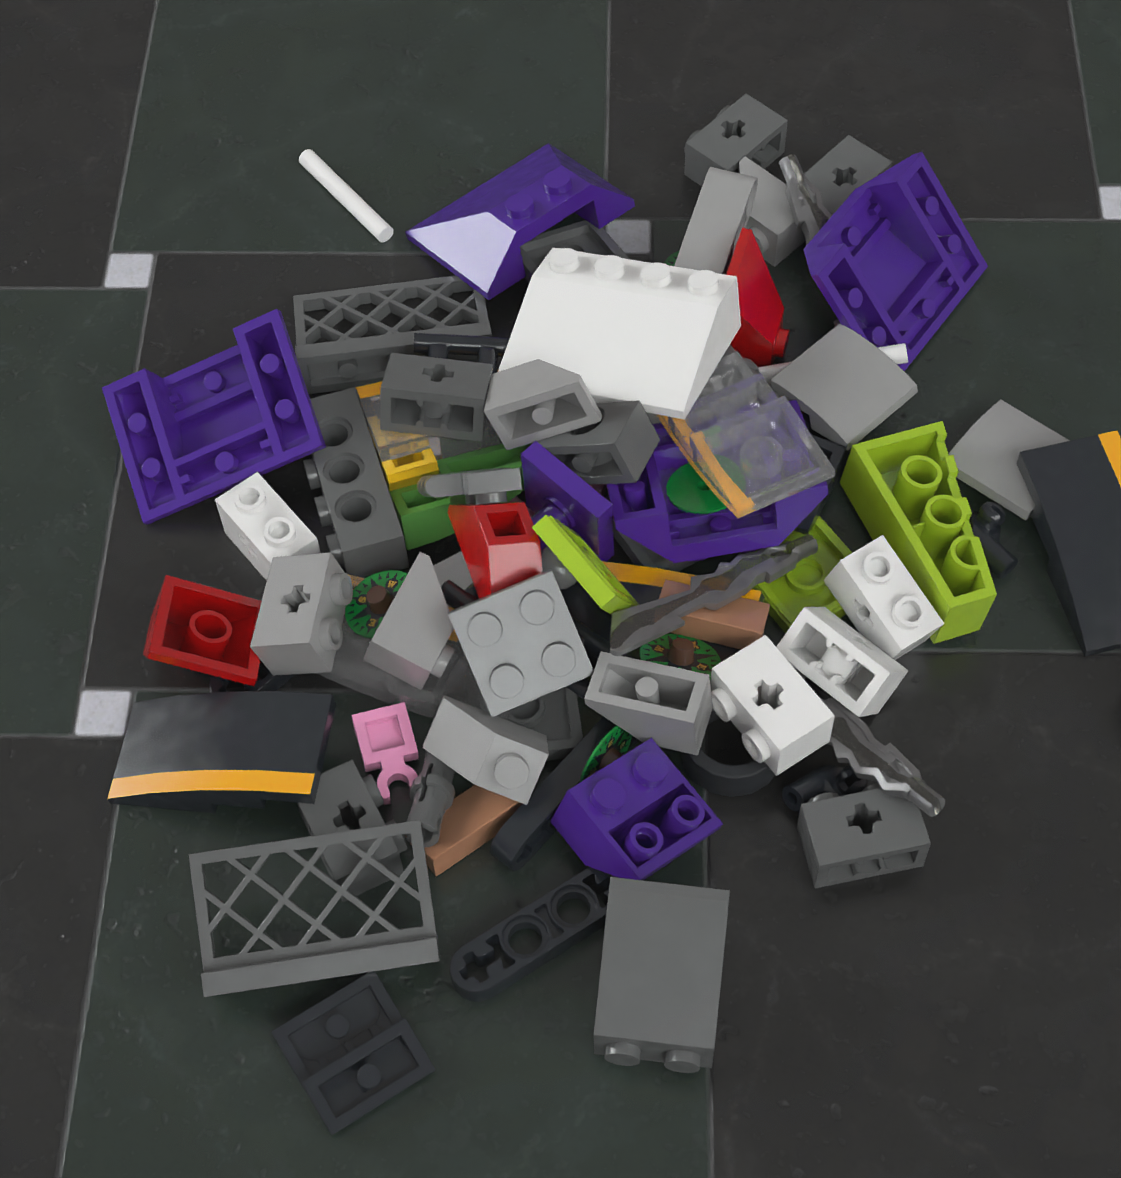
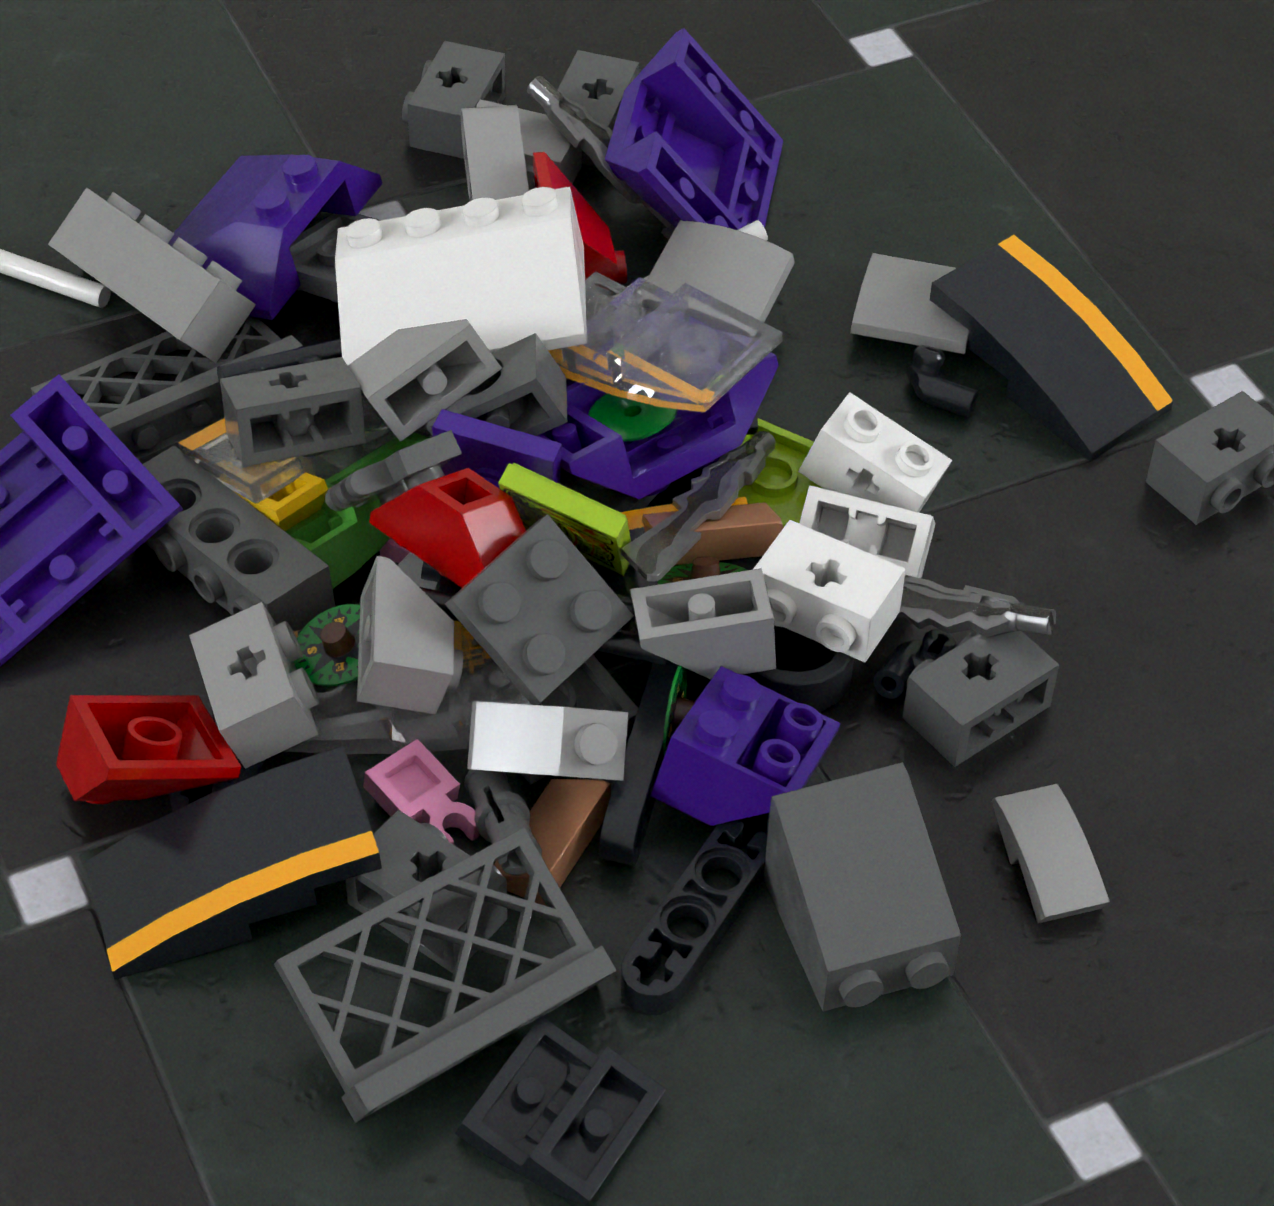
camera: 30 degrees left, 10 degrees down
(263, 524) = (147, 626): white brick -> none
(415, 233) = (151, 274): none -> light grey brick
(841, 1000) = (1051, 851): none -> light grey slope
(911, 496) = (843, 349): lime wedge -> none

